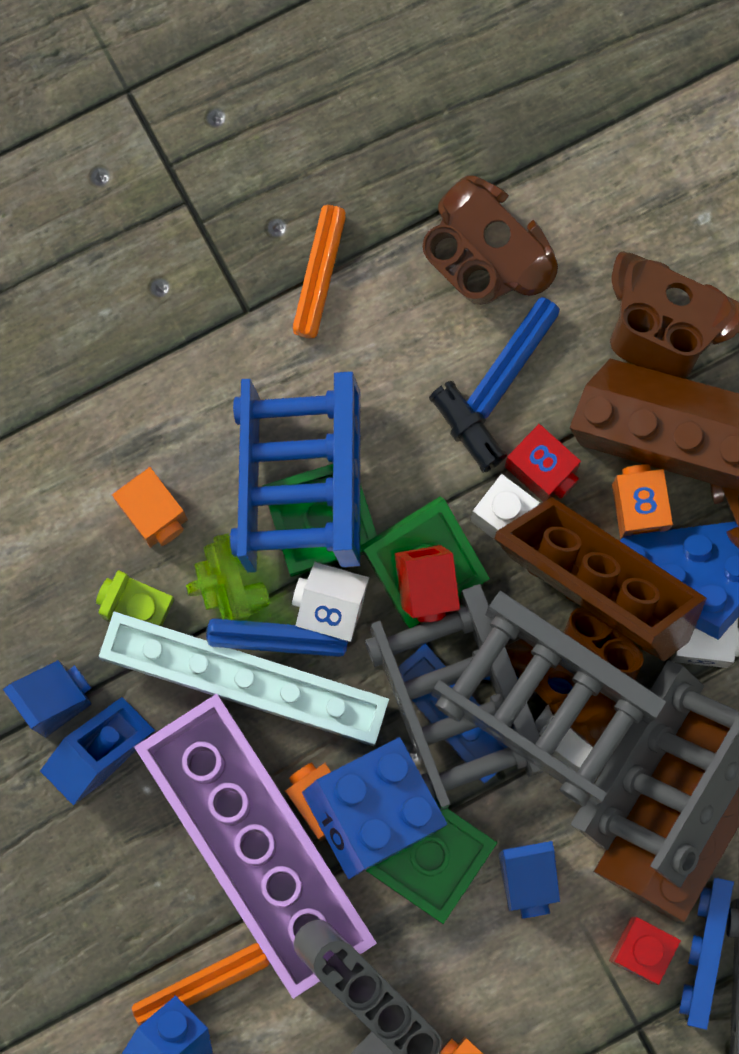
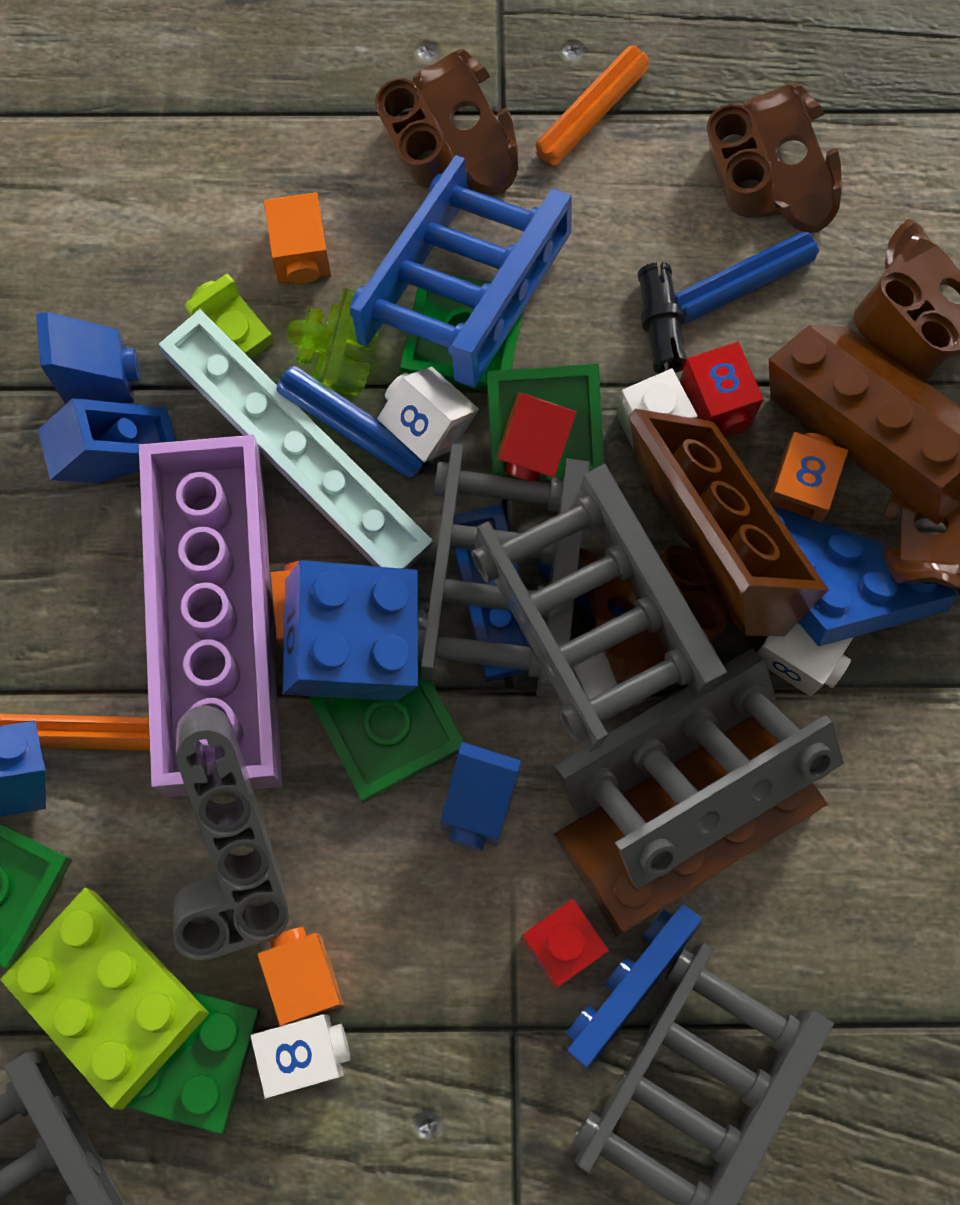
camera: 25 degrees right, 5 degrees down
(192, 321) = (434, 98): none -> reddish brown piece

